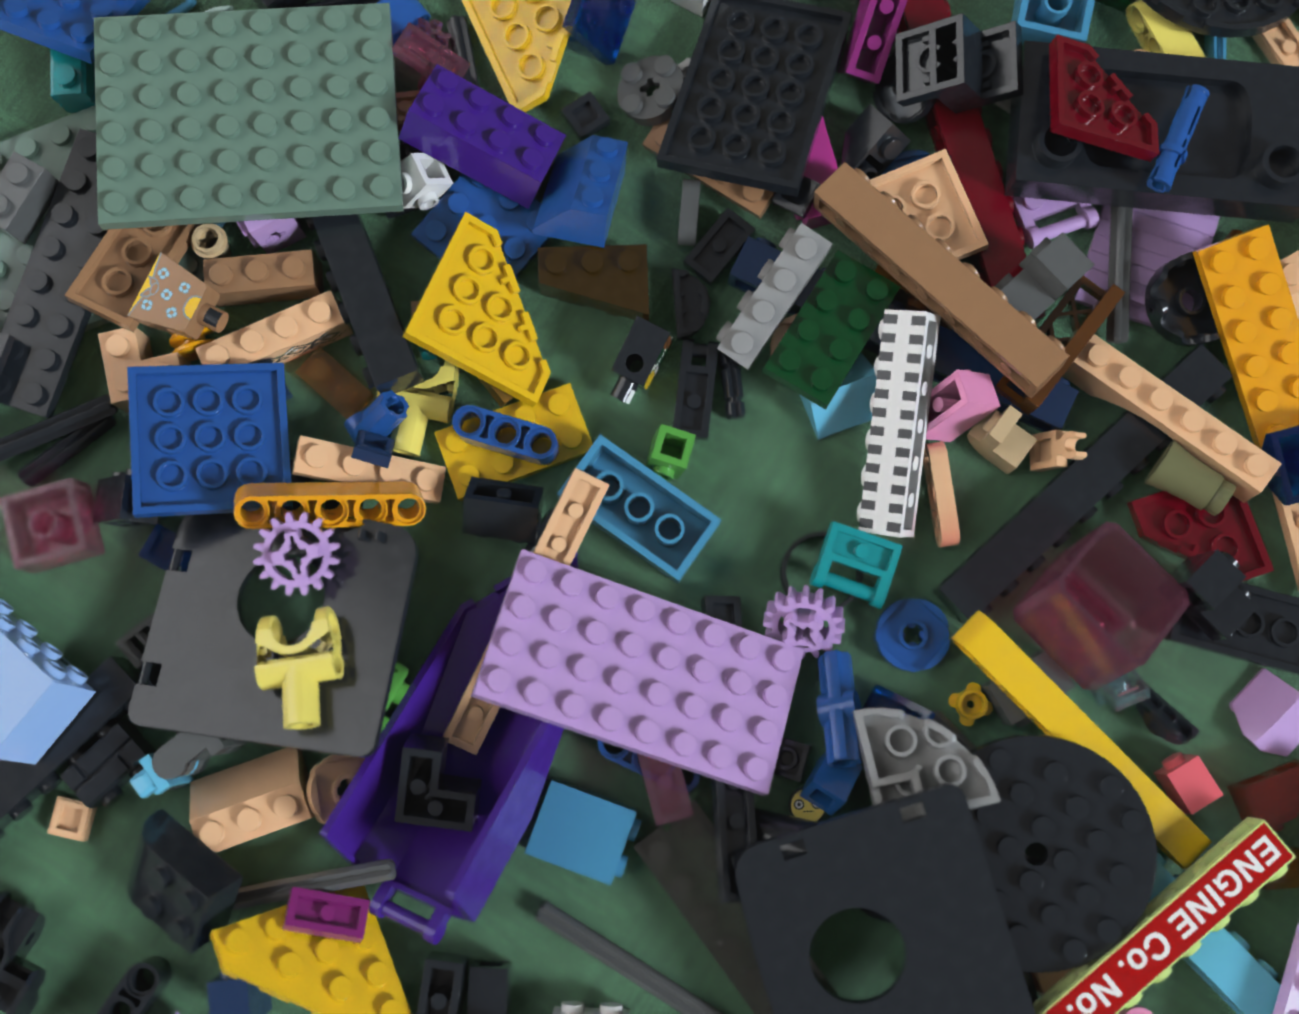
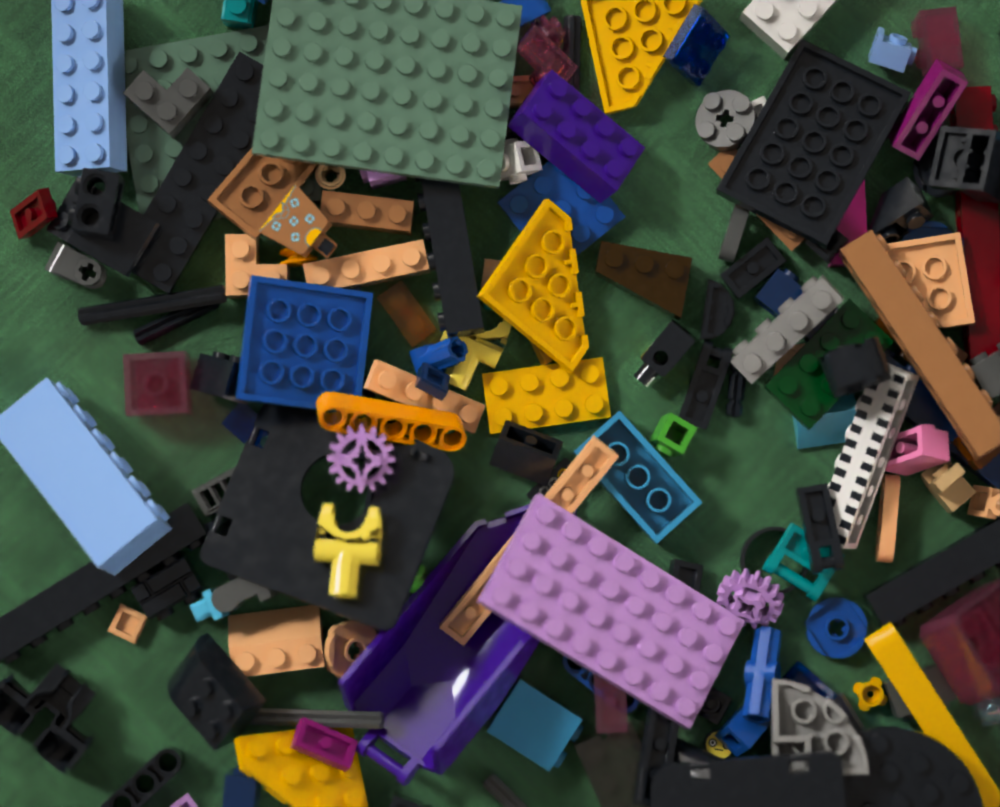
camera: 10 degrees right, 5 degrees up
(428, 794) = (423, 670): black brick -> none
(493, 422) = (533, 379): blue beam -> none
(583, 191) = (648, 200): blue slope -> none
(585, 116) = (665, 129): black plate -> none
(864, 314) = (855, 367): none -> black brick
(866, 518) = (819, 527): none -> black plate

